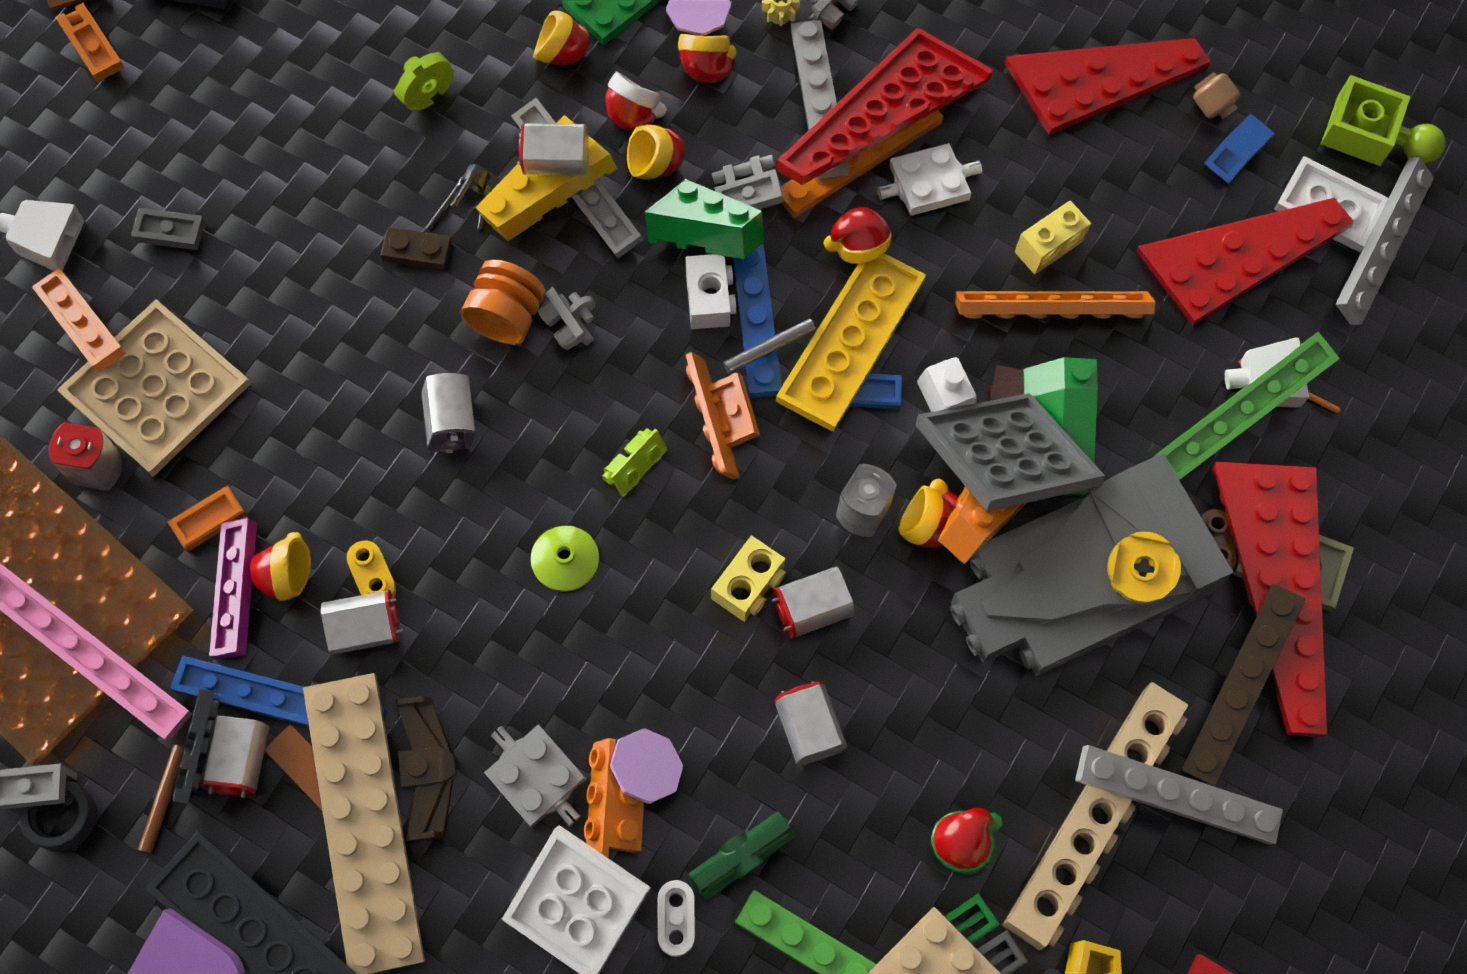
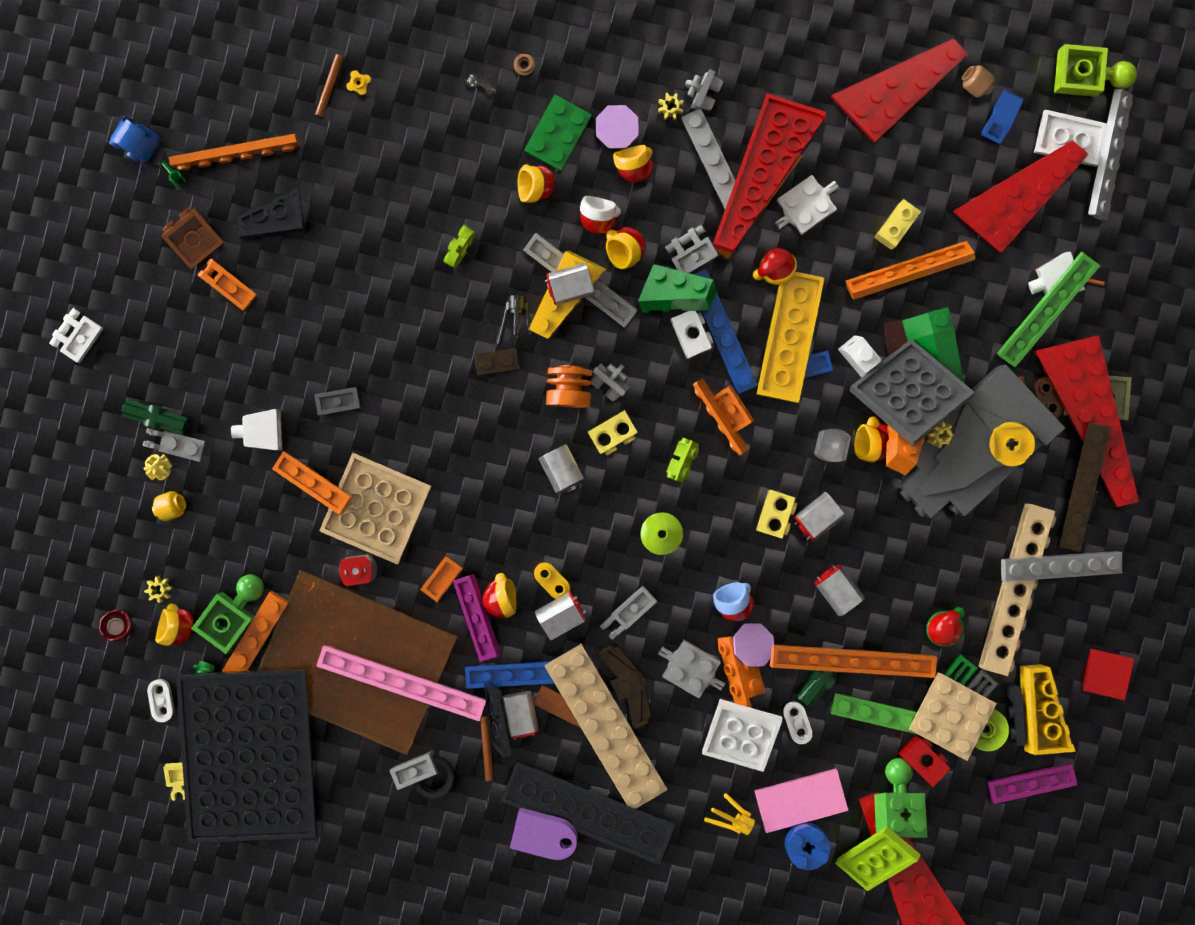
camera: 10 degrees left, 20 degrees up
(470, 654) = (630, 611): none -> light grey hinge
(543, 379) = (610, 428): none -> light yellow brick
(639, 690) = (734, 601): none -> light blue piece
(769, 346) = (742, 361): flat silver bar -> none
(797, 837) = (853, 661): none -> orange plate
(1044, 522) = (940, 435): none -> light yellow gear

